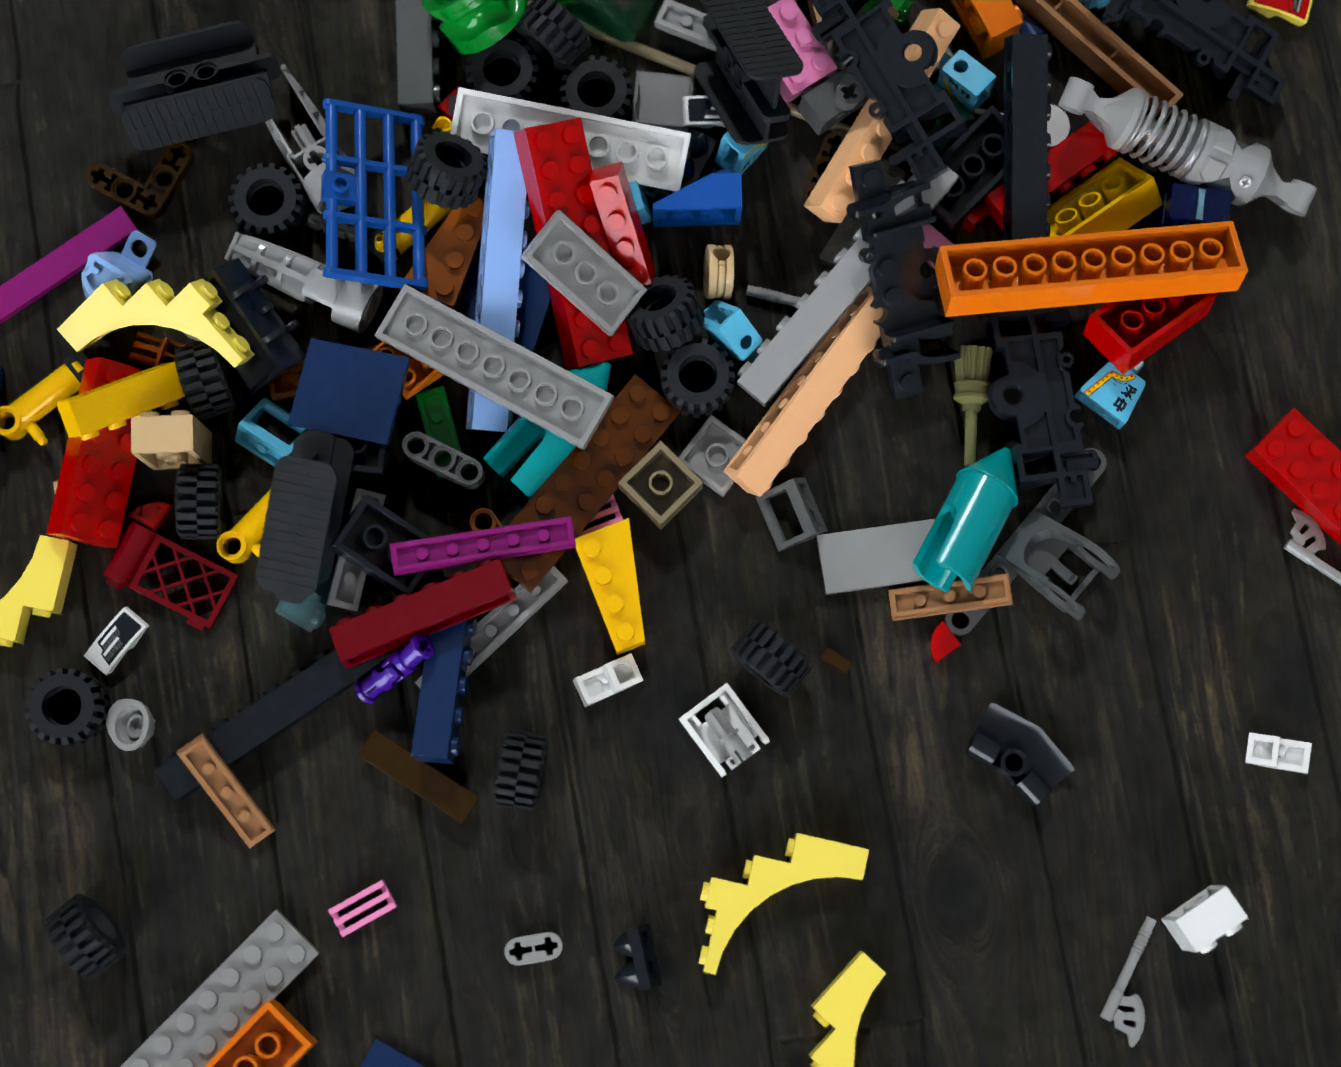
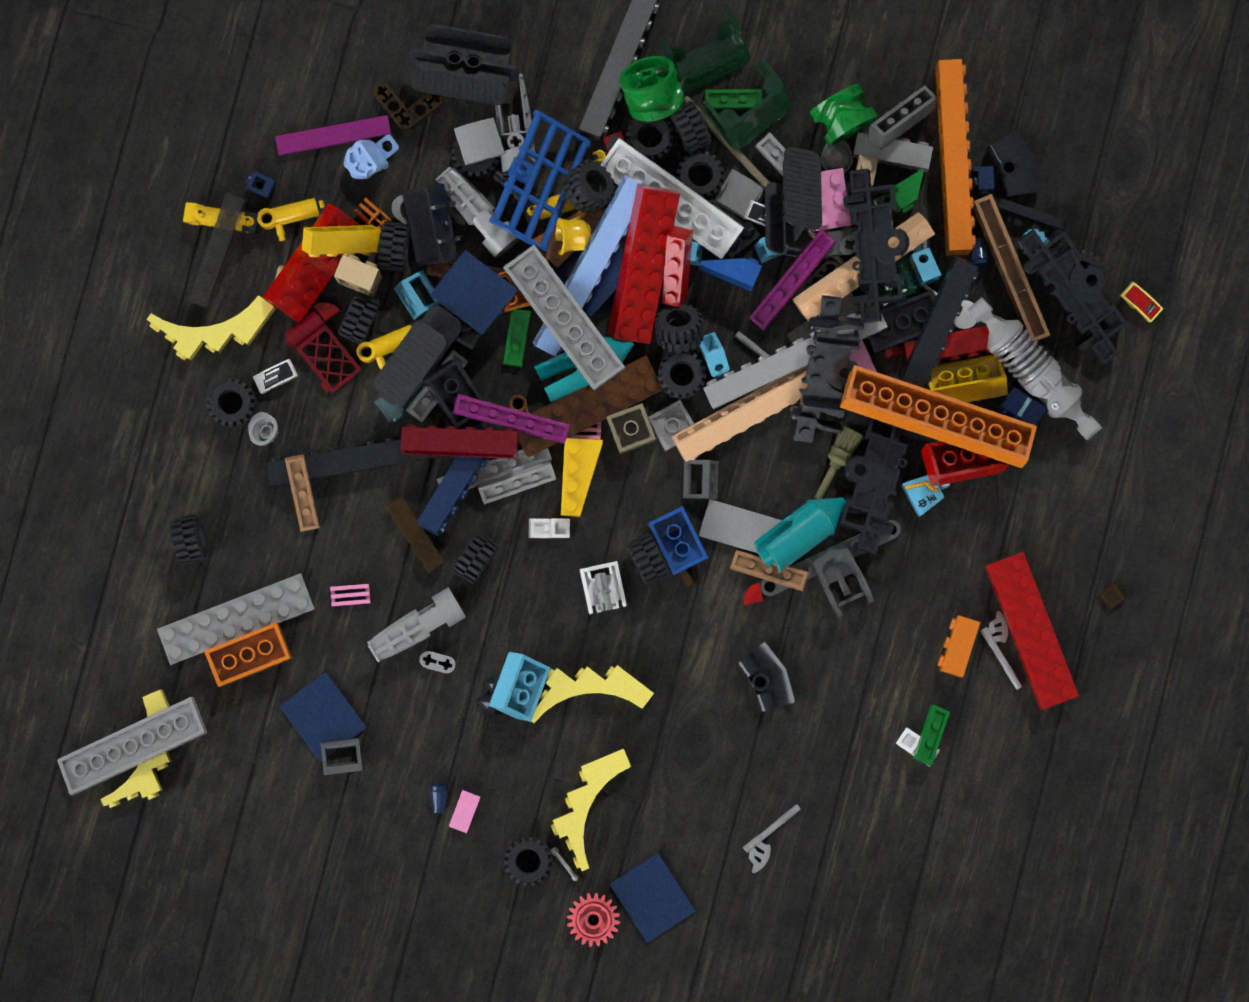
camera: 20 degrees right, 5 degrees up
(155, 304) = (384, 192): light yellow arch -> none
(263, 178) = (479, 141): none -> light grey slope
(394, 668) = (429, 466): dark purple piece -> none
(434, 449) = (504, 350): dark grey beam -> none
(453, 245) = (573, 233): none -> yellow helmet
(479, 910) = (416, 626): none -> light grey piece
(531, 635) = (516, 482): none -> light grey plate
(583, 272) = (641, 286): light grey tile -> none
(670, 930) = (519, 686): none -> medium azure brick
(718, 272) = (723, 316): tan head -> none
(792, 177) = (793, 279): none -> magenta tile
(801, 612) = (677, 540): none -> blue slope
(1205, 919) = (825, 819): white brick -> none
(1266, 582) = (958, 646): none -> orange brick
(1291, 727) = (931, 735): none -> green tile

